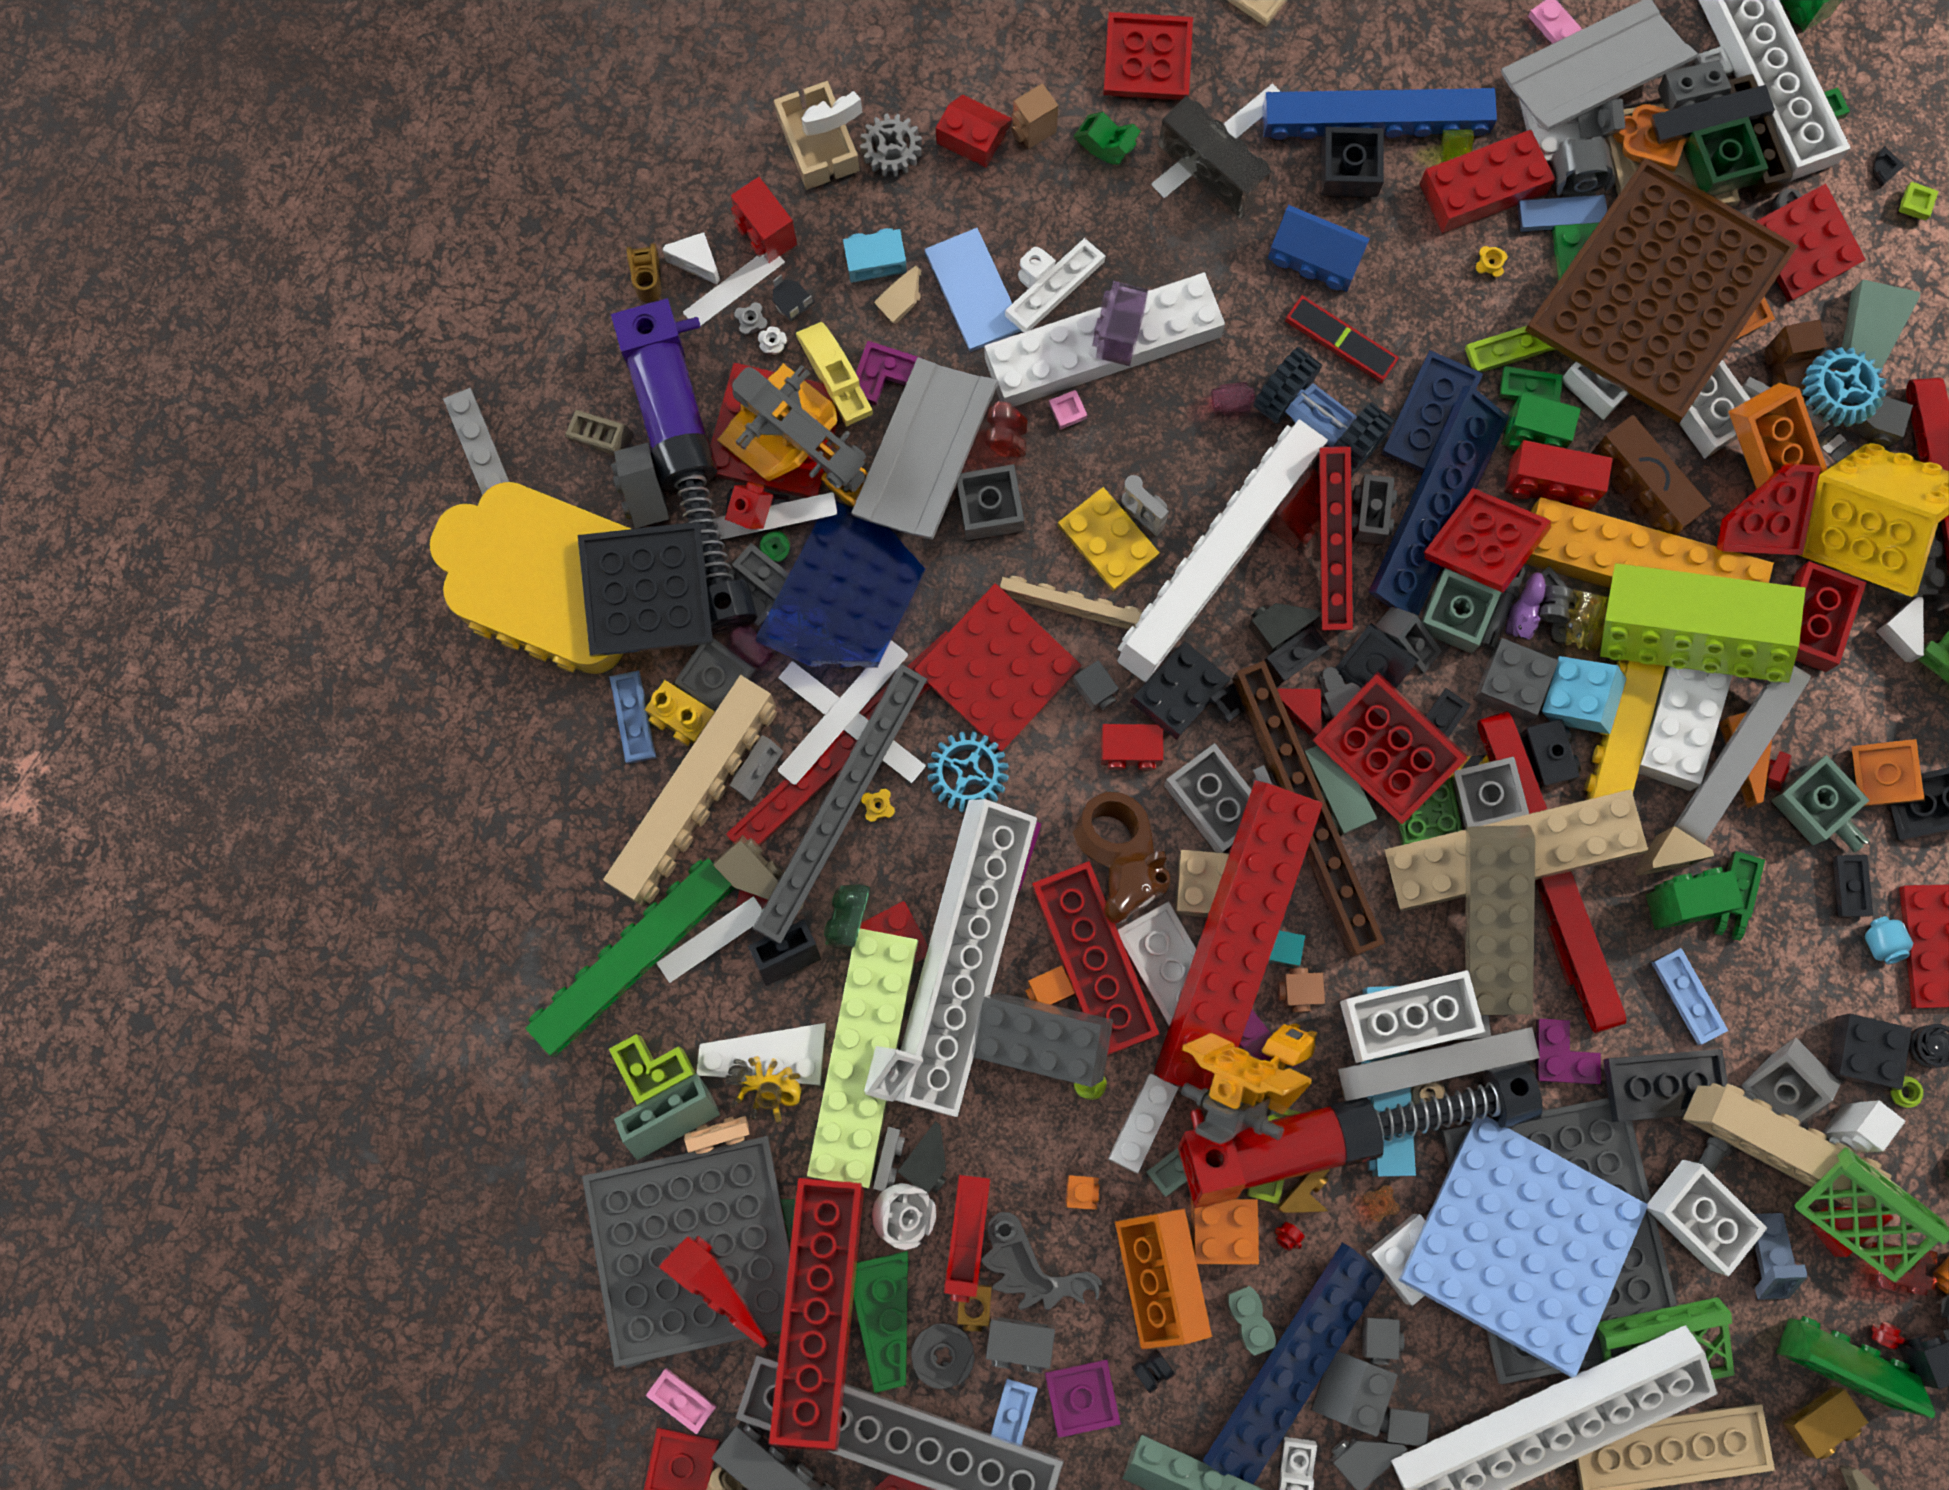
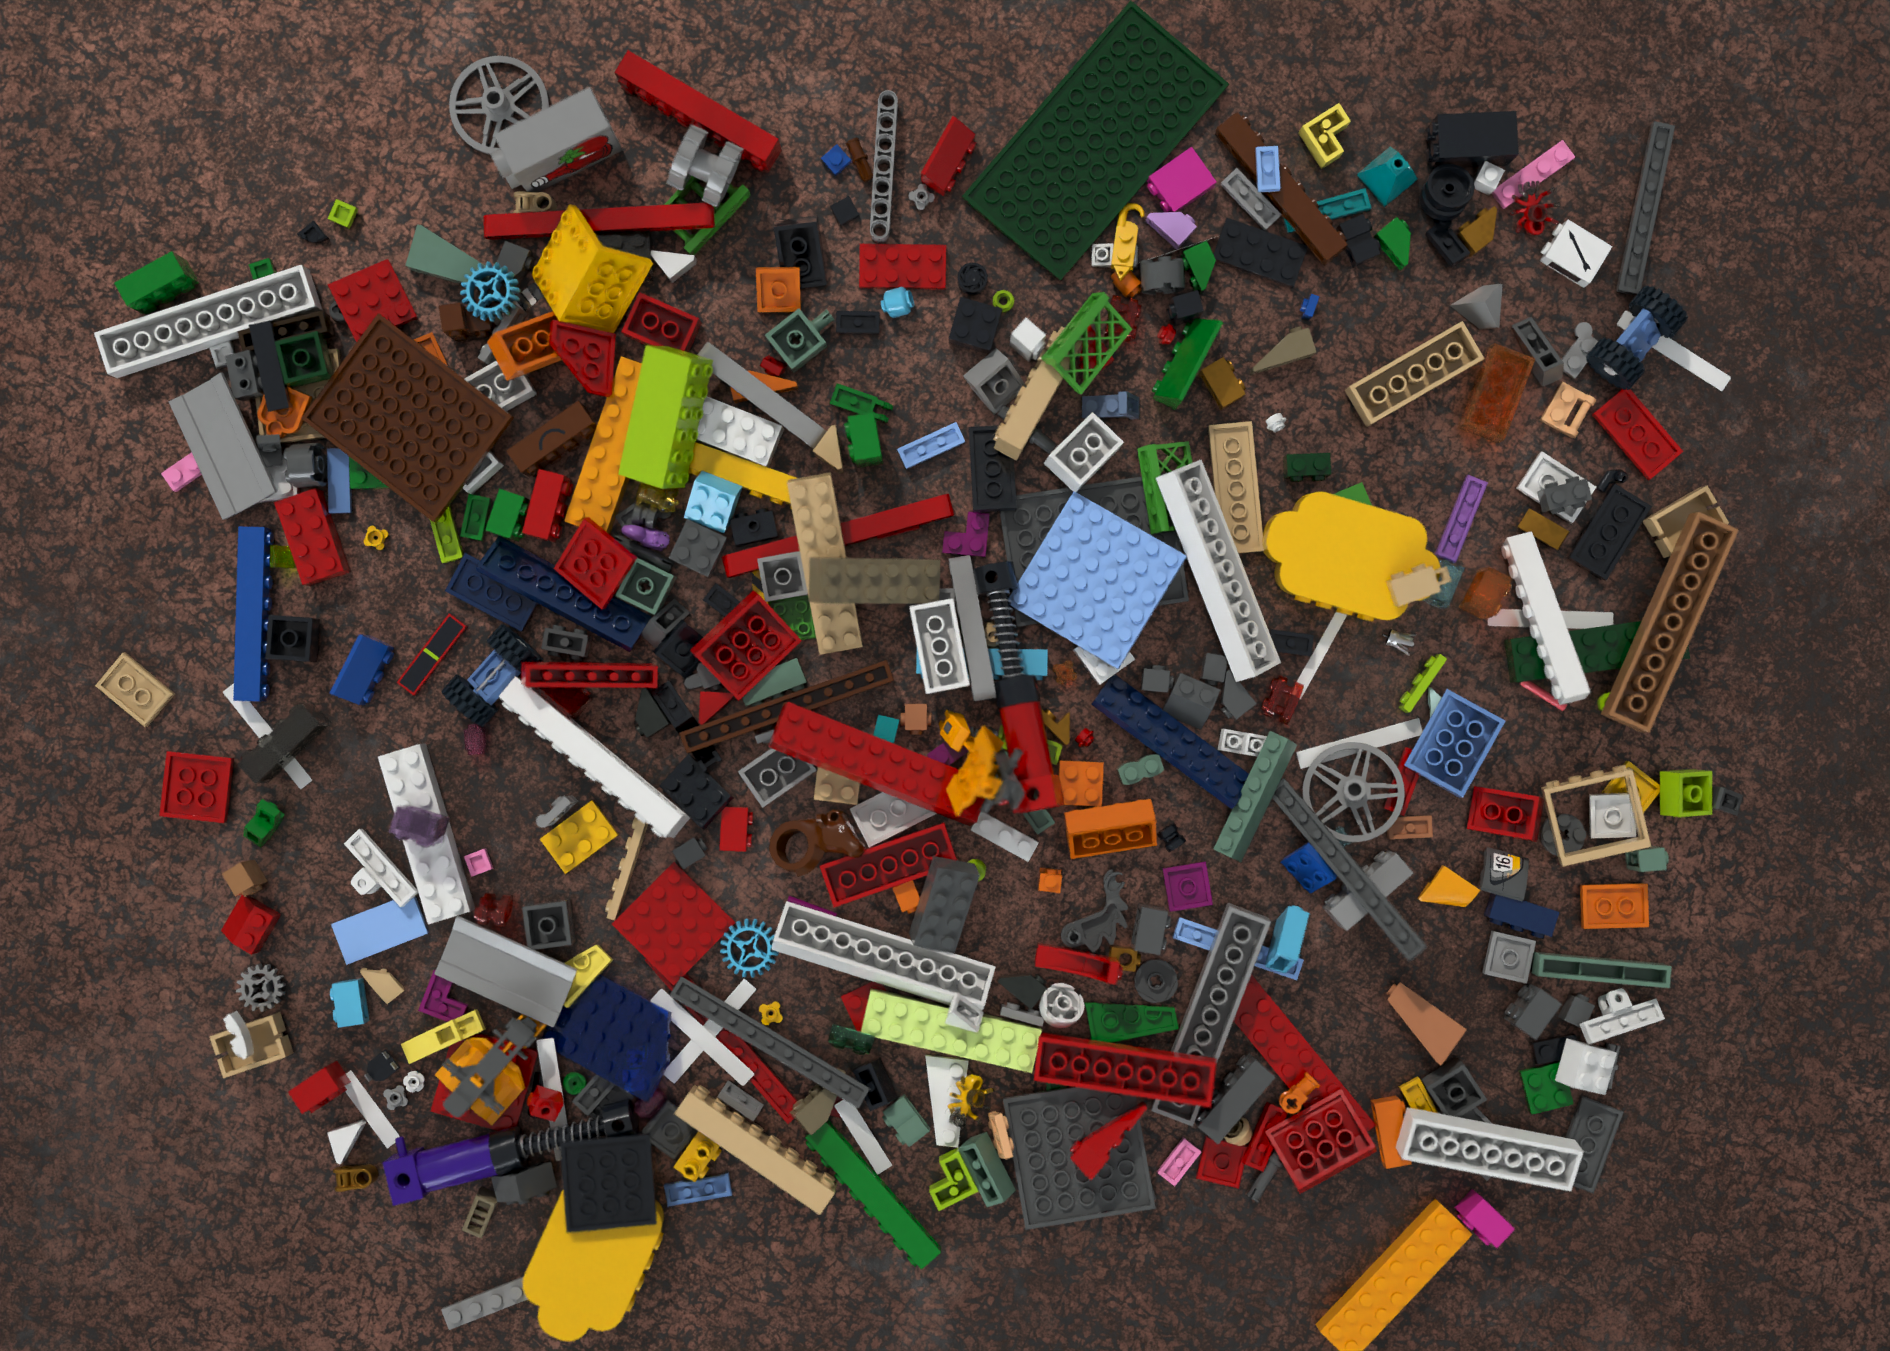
camera: 85 degrees left, 10 degrees up
(733, 998) = (906, 1121): none -> sand green brick
(931, 556) = (589, 966): none -> light yellow wing

